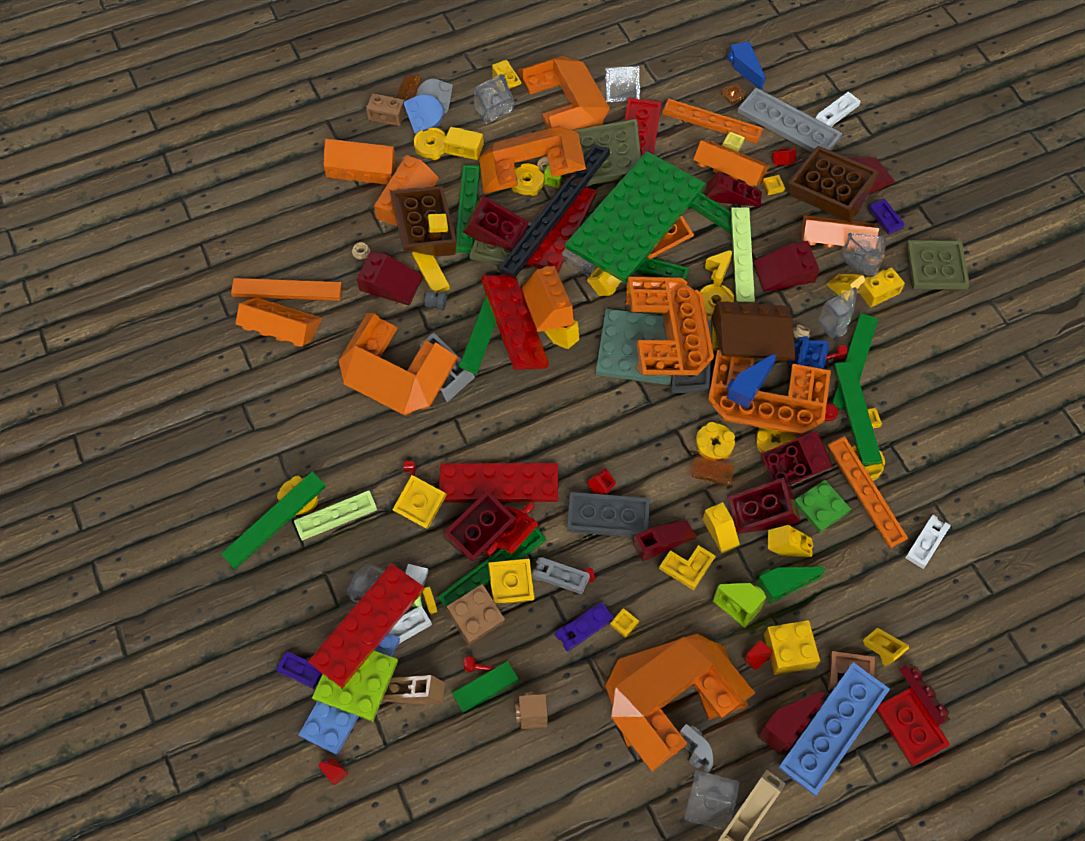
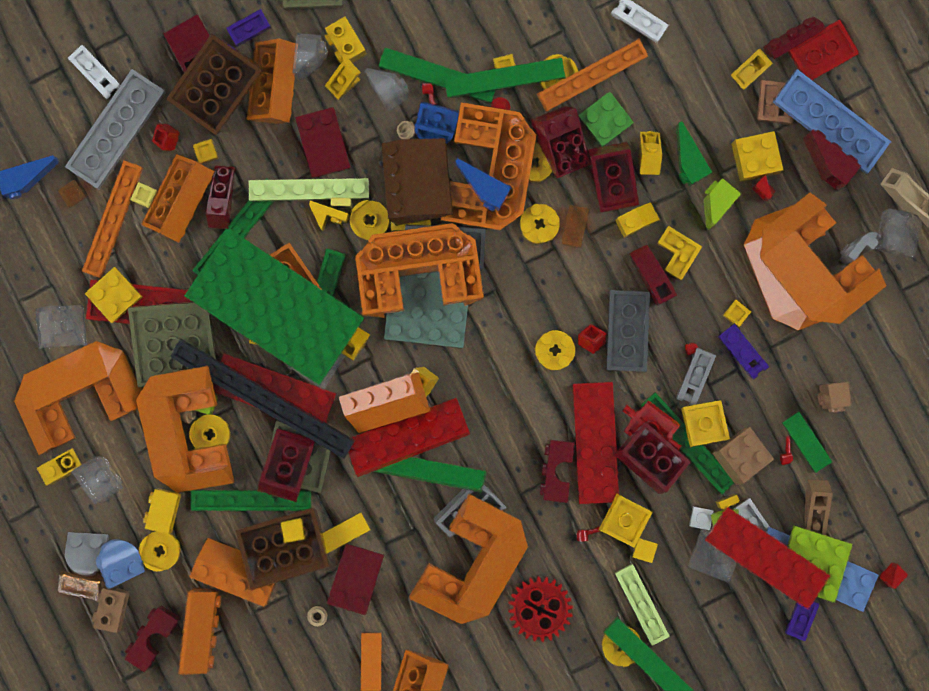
camera: 90 degrees left, 25 degrees up
(343, 425) = (549, 592): none -> red gear
(348, 128) = (141, 652): none -> dark red arch
(388, 522) = (645, 550): none -> yellow tile
(435, 299) = (378, 529): dark grey wheel -> none
(459, 439) = (557, 453): none -> dark red arch
(598, 442) = (548, 341): none -> yellow plate
(649, 114) = (113, 295): none -> yellow plate
(731, 278) = (341, 203): none -> light yellow tile

